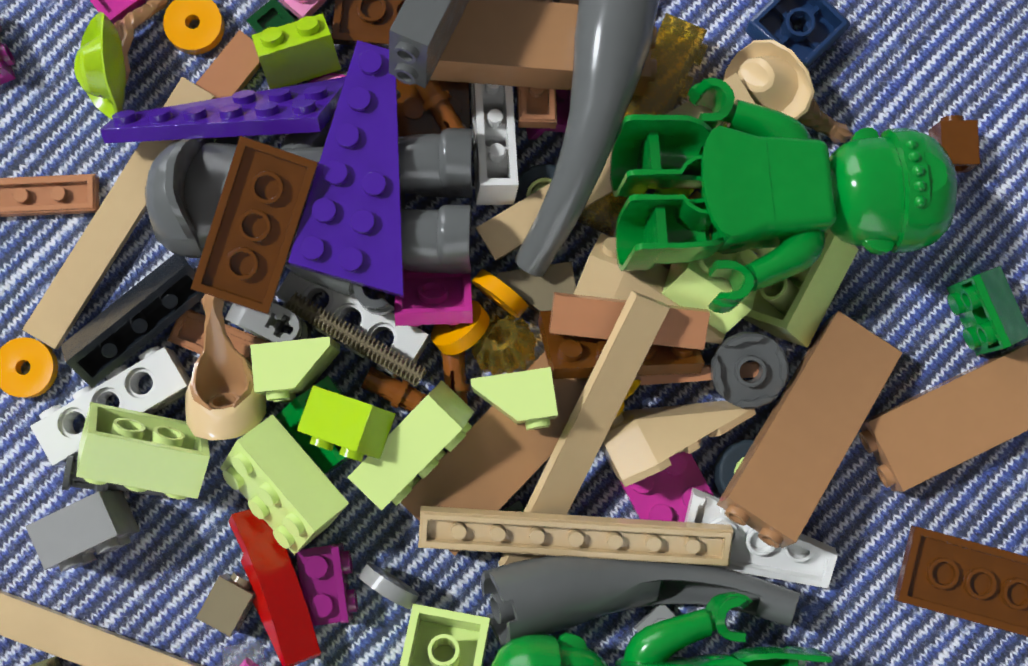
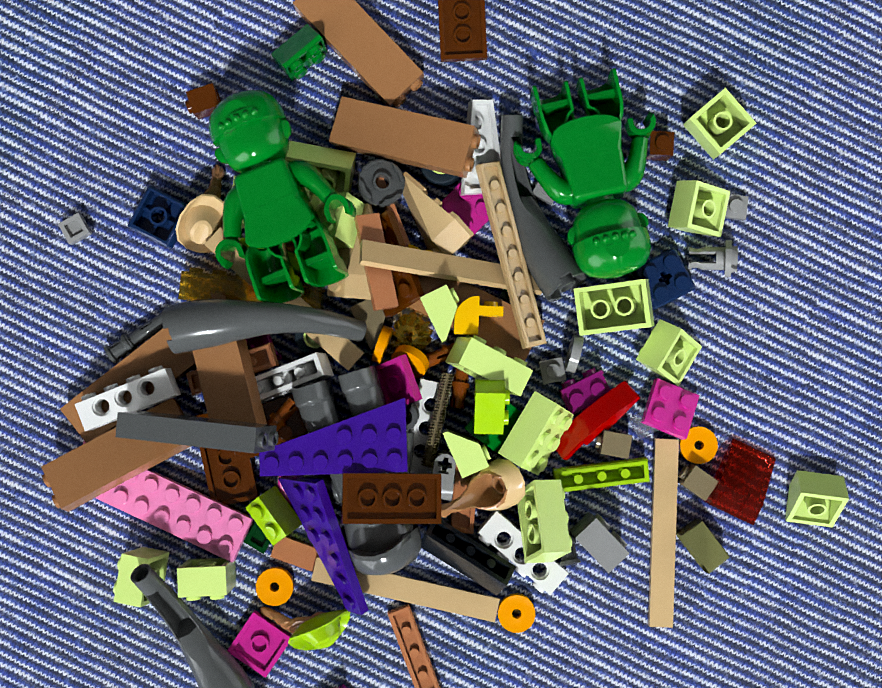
camera: 100 degrees left, 5 degrees up
(187, 569) = (602, 474): none -> lime brick
(375, 544) = (552, 370): none -> light grey plate
(505, 439) = (467, 315): none -> yellow brick

